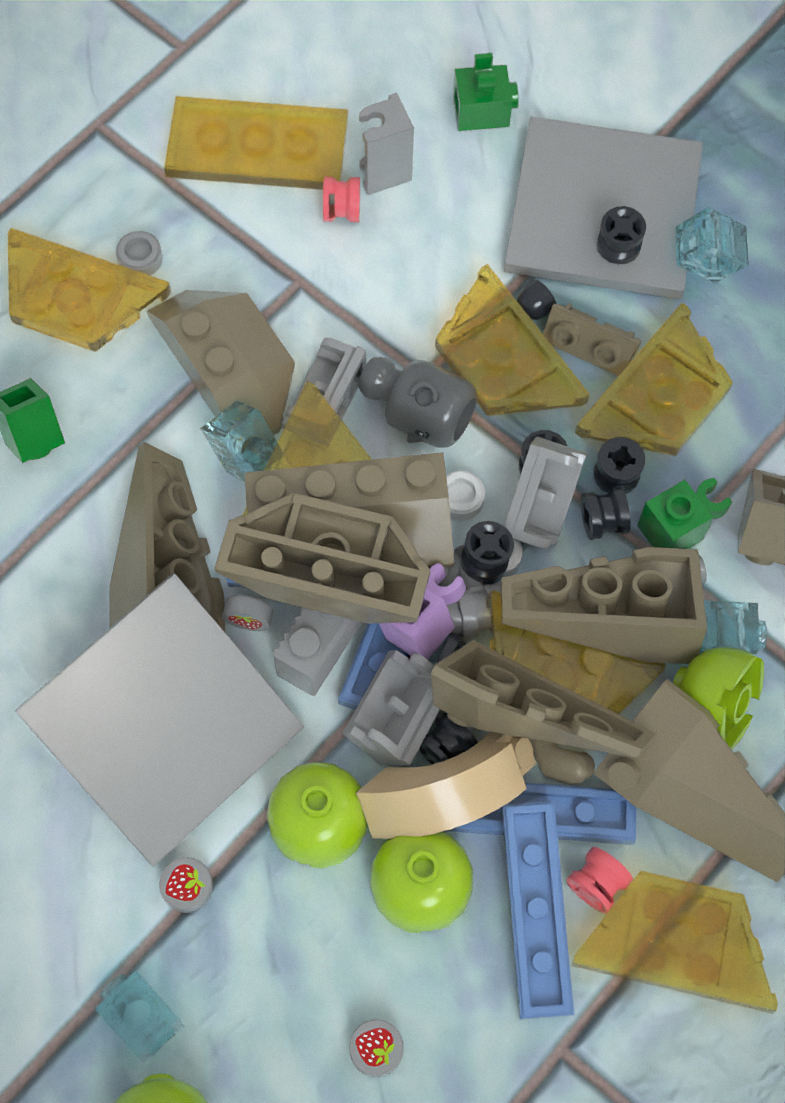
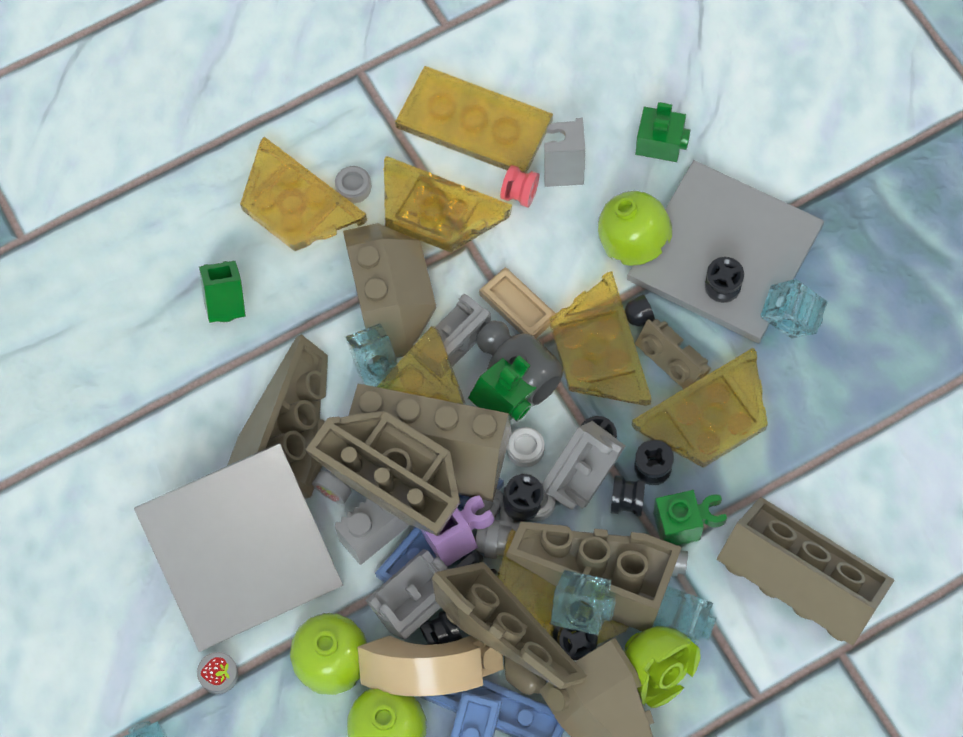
camera: 25 degrees right, 0 degrees up
(251, 250) = (436, 207): none -> clear yellow wing
(387, 333) = (517, 303): none -> tan tile
(419, 428) = (504, 389): none -> green brick
(494, 207) = (634, 228): none -> lime cylinder
(607, 630) = (572, 613): none -> clear light blue brick
(622, 686) = (580, 642): none -> black wheel

